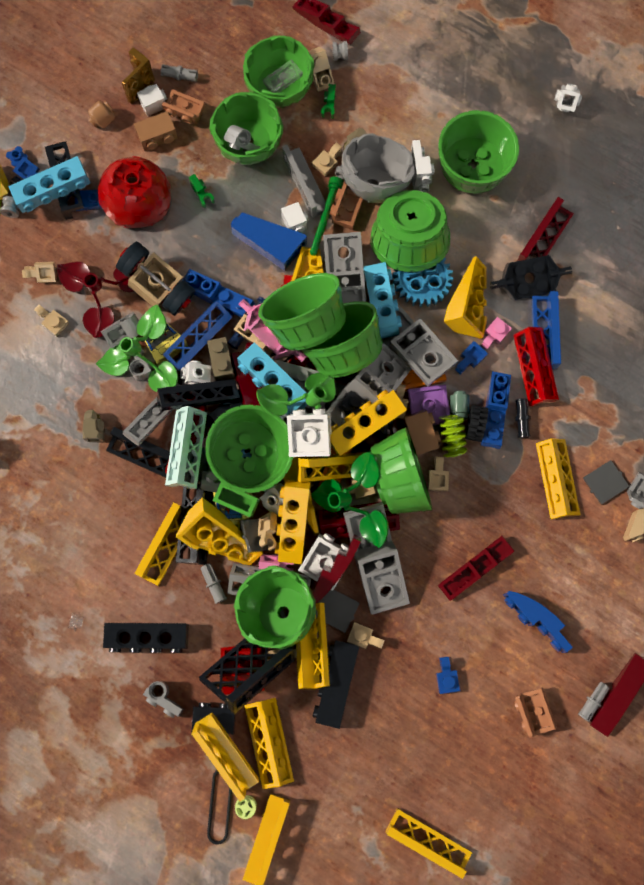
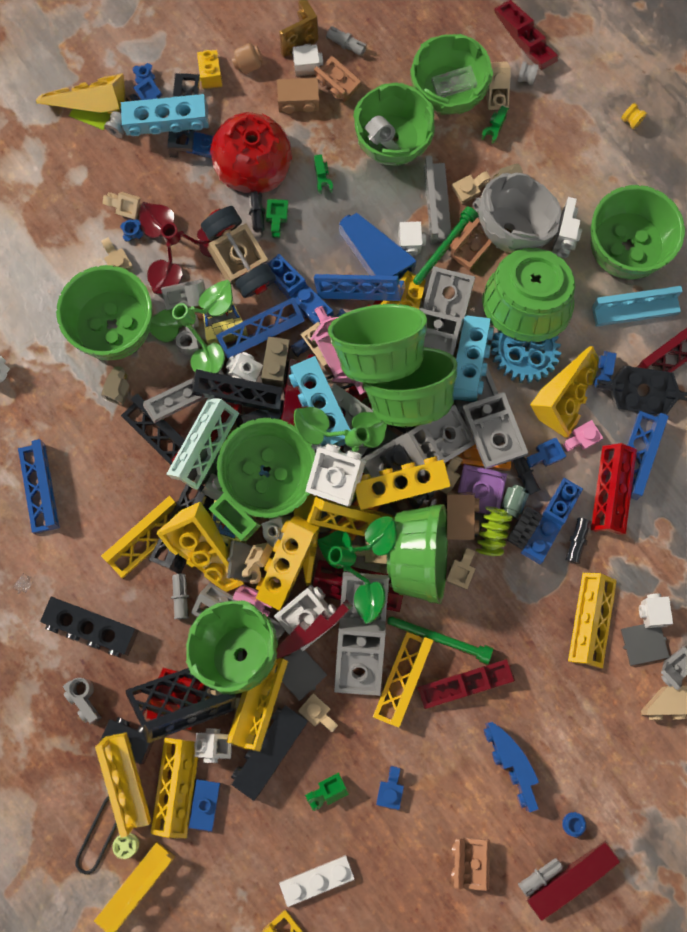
camera: 20 degrees right, 0 degrees up
(52, 355) = (101, 296): none -> bright green piece
(57, 286) = (127, 226): none -> blue plate
(63, 531) = (44, 486): none -> blue fence
(72, 134) = (209, 69): none -> yellow plate
(157, 240) = (256, 211): none -> black axle
(174, 236) = (276, 213): none -> green plate
(267, 273) = (359, 287): none -> blue fence
(287, 696) = (212, 746): none -> white brick
(298, 748) = (204, 805): none -> blue plate
(398, 696) = (330, 790): none -> green plate
(414, 774) = (316, 881): none -> white plate
(431, 583) = (411, 682): none -> yellow fence
(439, 57) = (634, 116): none -> yellow wheel
(460, 380) = (526, 475): none -> black axle
(479, 538) = (481, 653): none -> green piece
(493, 267) = (607, 364): none -> blue plate
(499, 211) = (637, 306): none -> medium azure fence
(604, 649) = (574, 824): none -> blue plate
(606, 453) = (656, 611): none -> white brick

